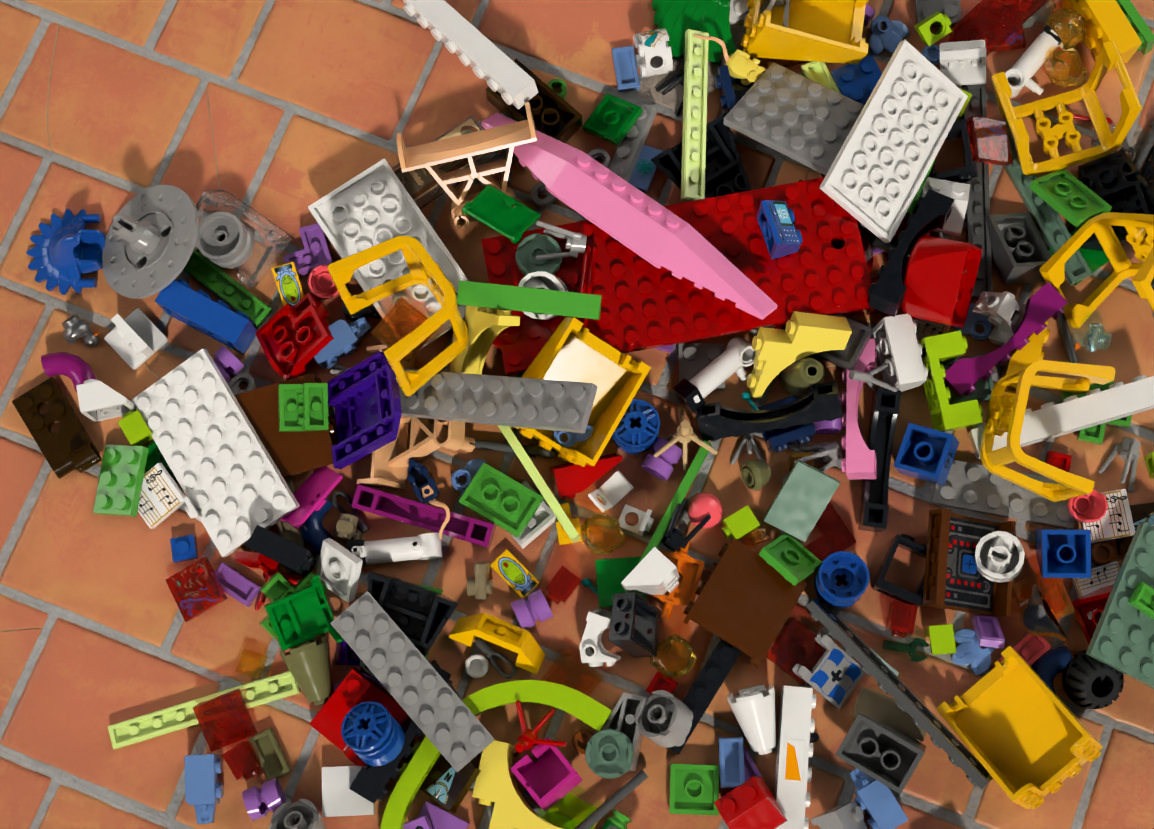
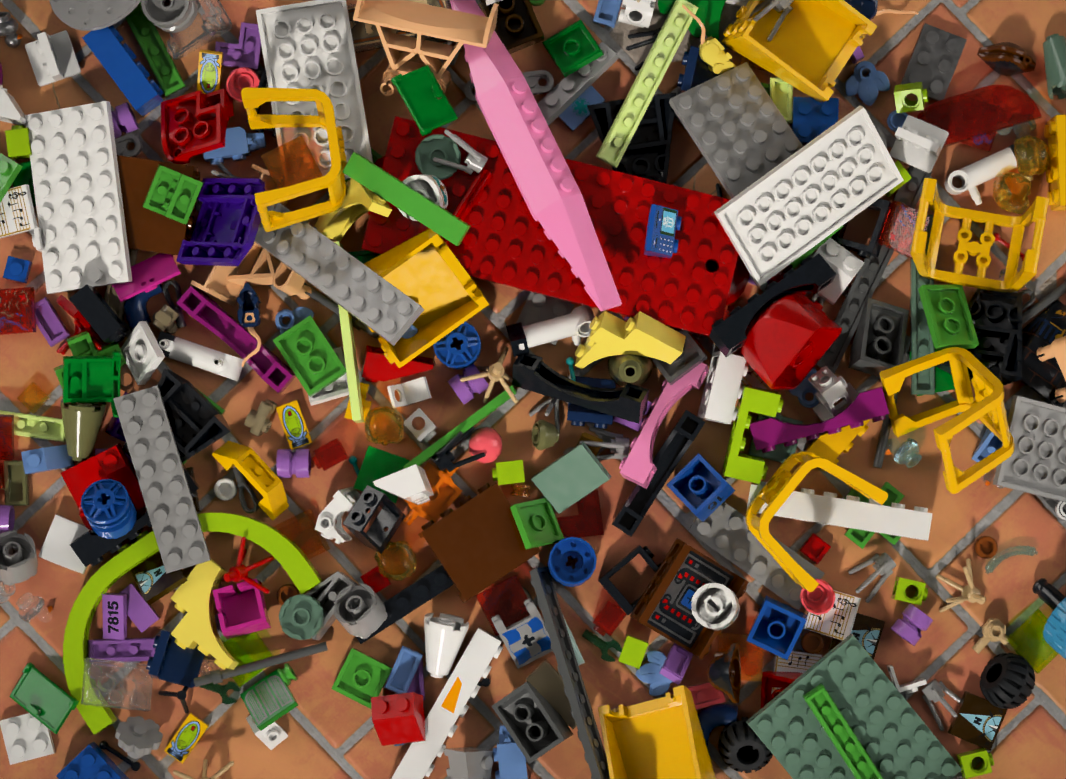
camera: 25 degrees right, 10 degrees up
(289, 717) = (46, 459): none -> medium blue slope
(868, 378) = (680, 396): light grey plant -> none

